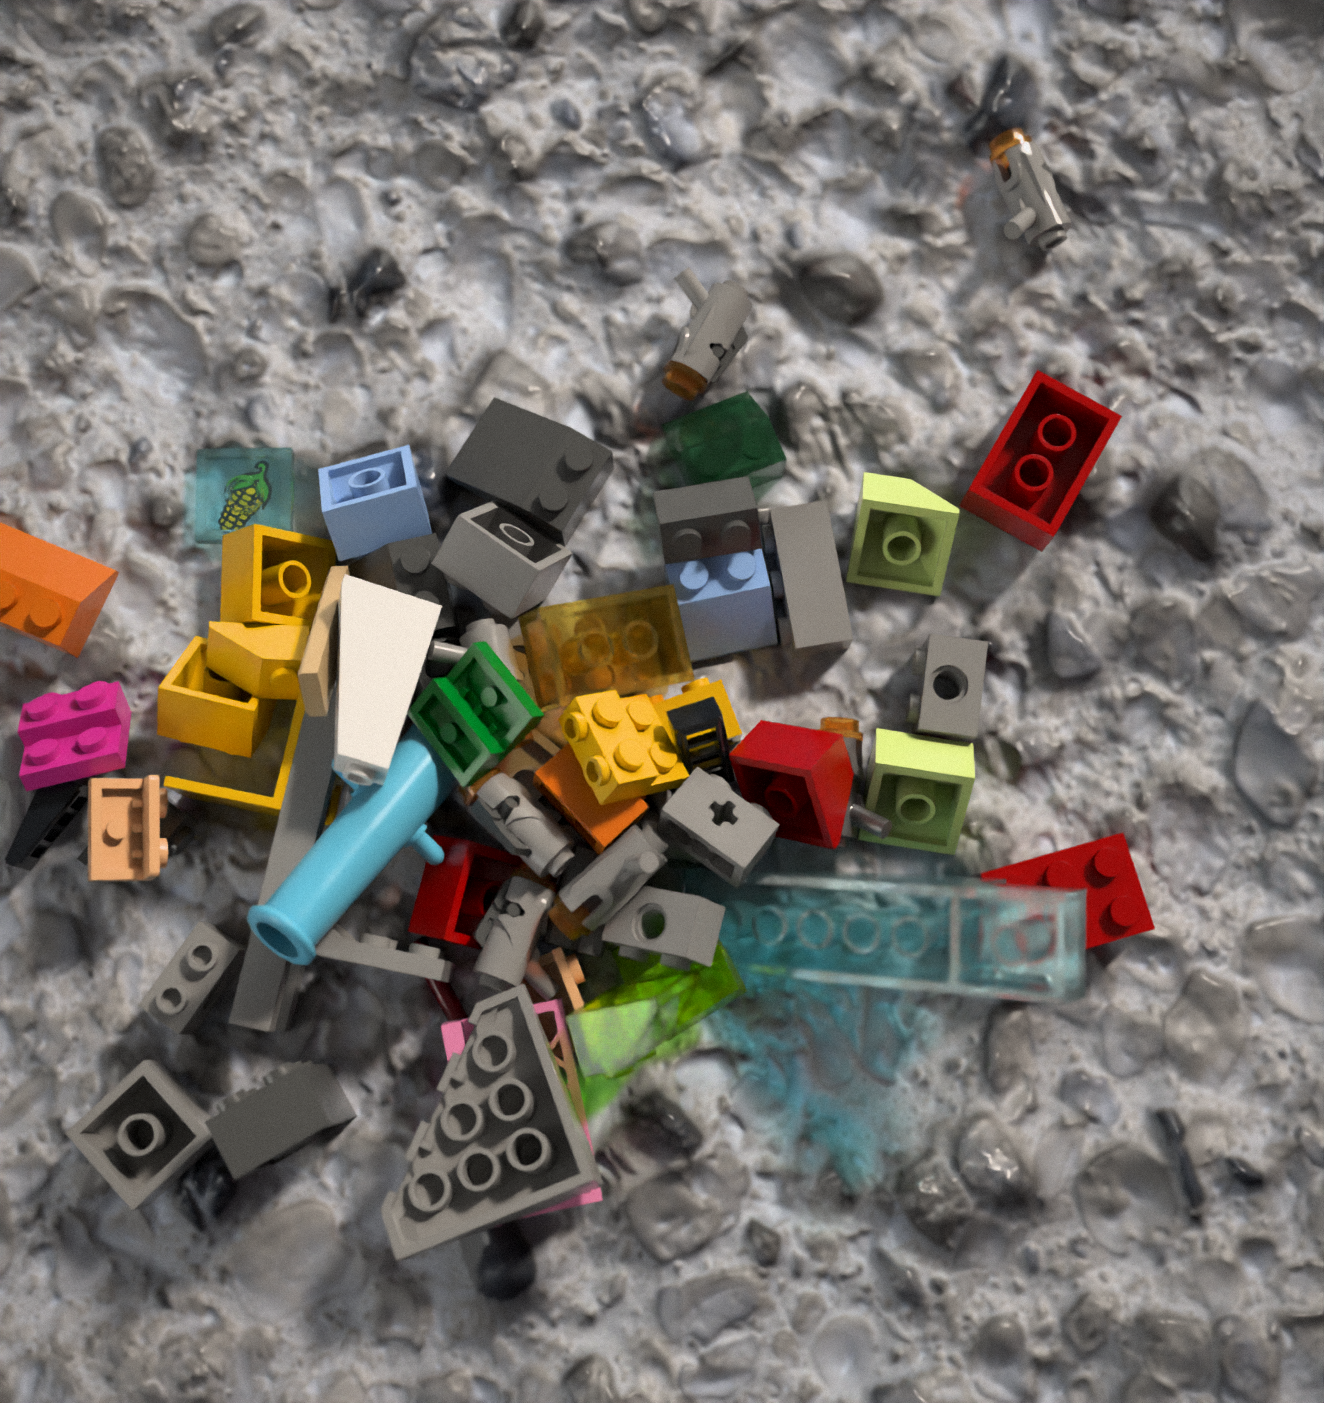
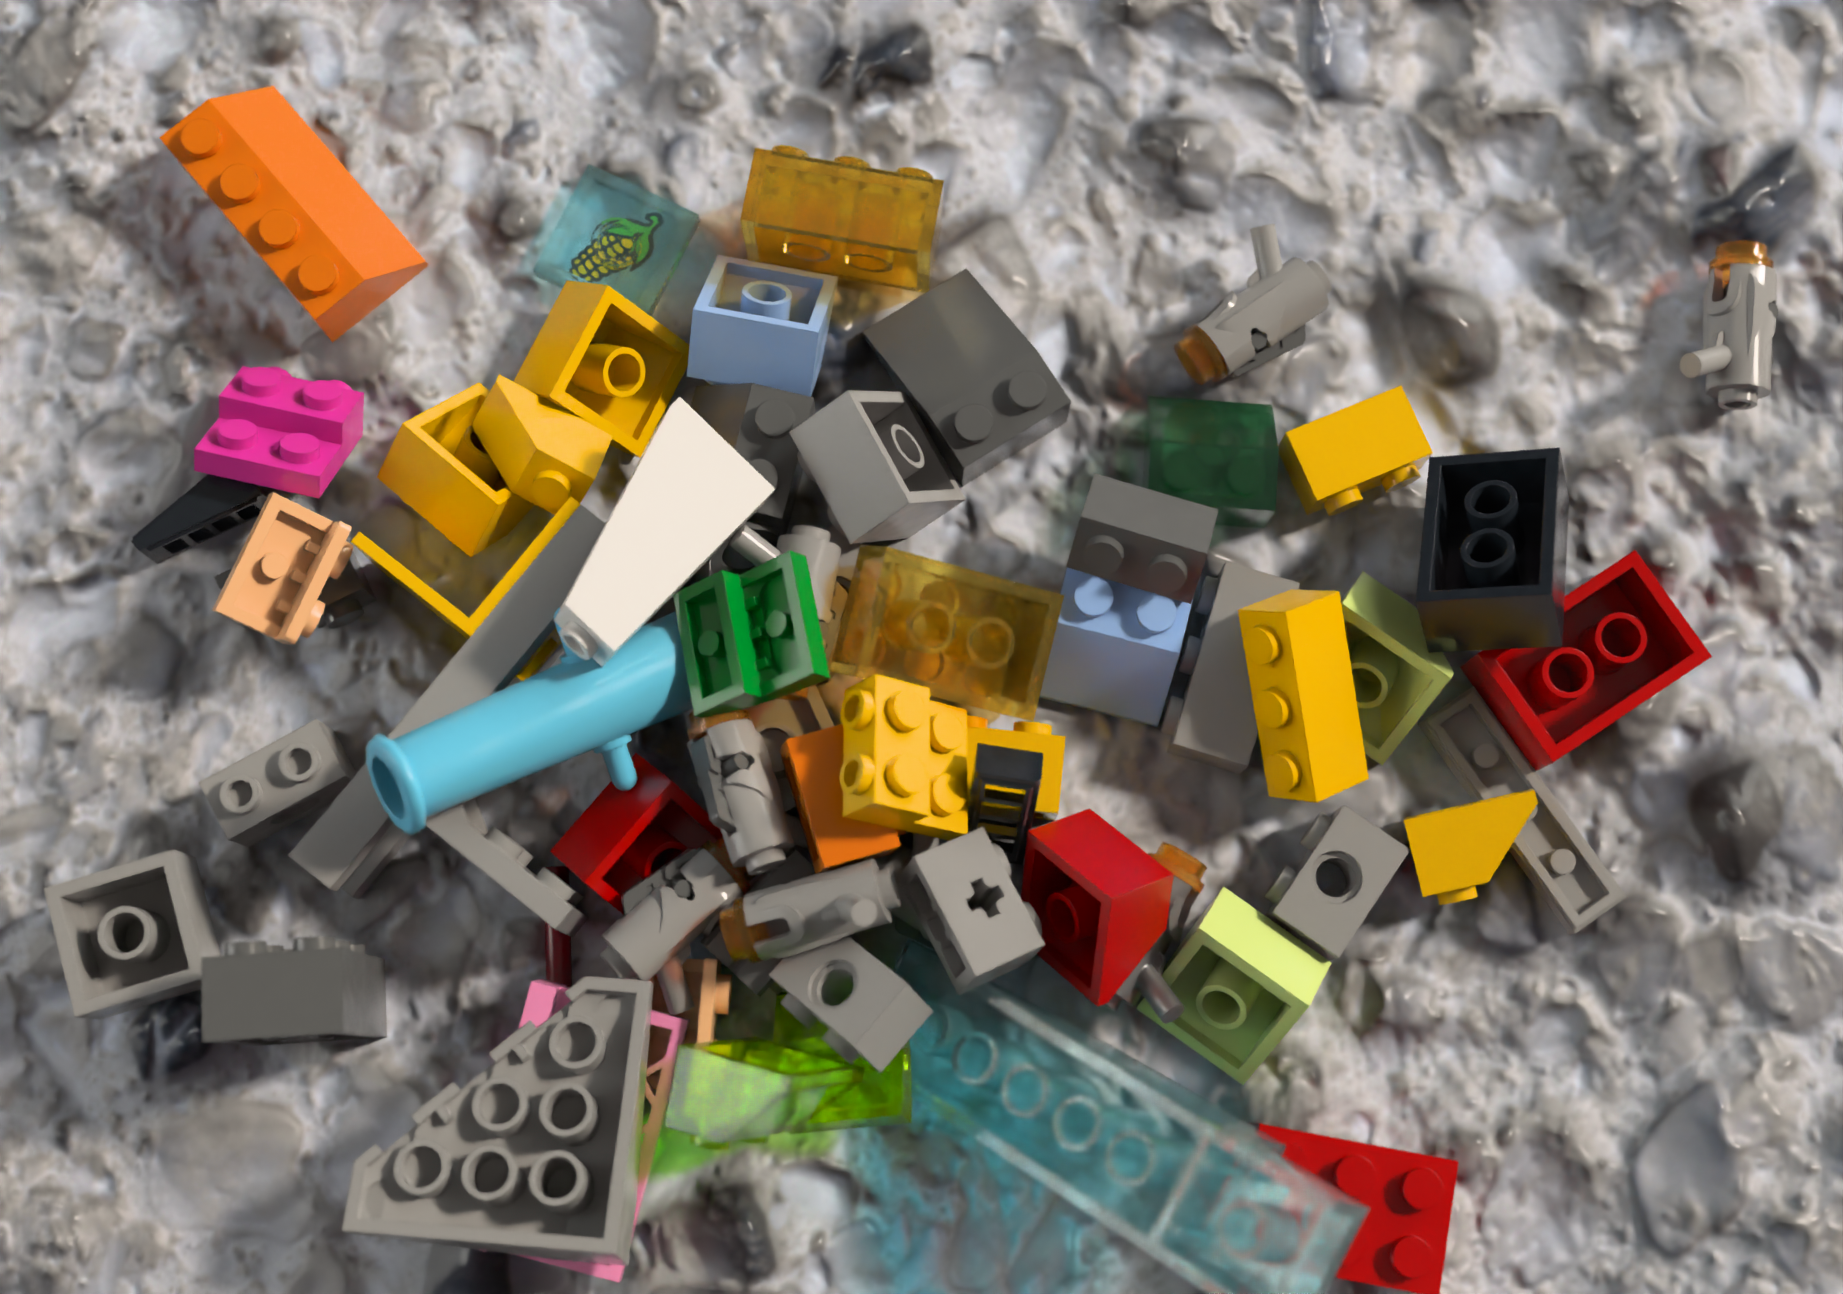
camera: 25 degrees right, 0 degrees up
(319, 660) = (596, 489): tan tile -> none
(393, 401) = (843, 218): none -> clear yellow brick
(818, 395) = (1355, 452): none -> yellow brick
(866, 572) = (1303, 694): none -> yellow brick
(945, 415) = (1494, 551): none -> black brick
(1022, 619) = (1465, 843): none -> yellow slope
(1046, 581) = (1549, 843): none -> light grey tile

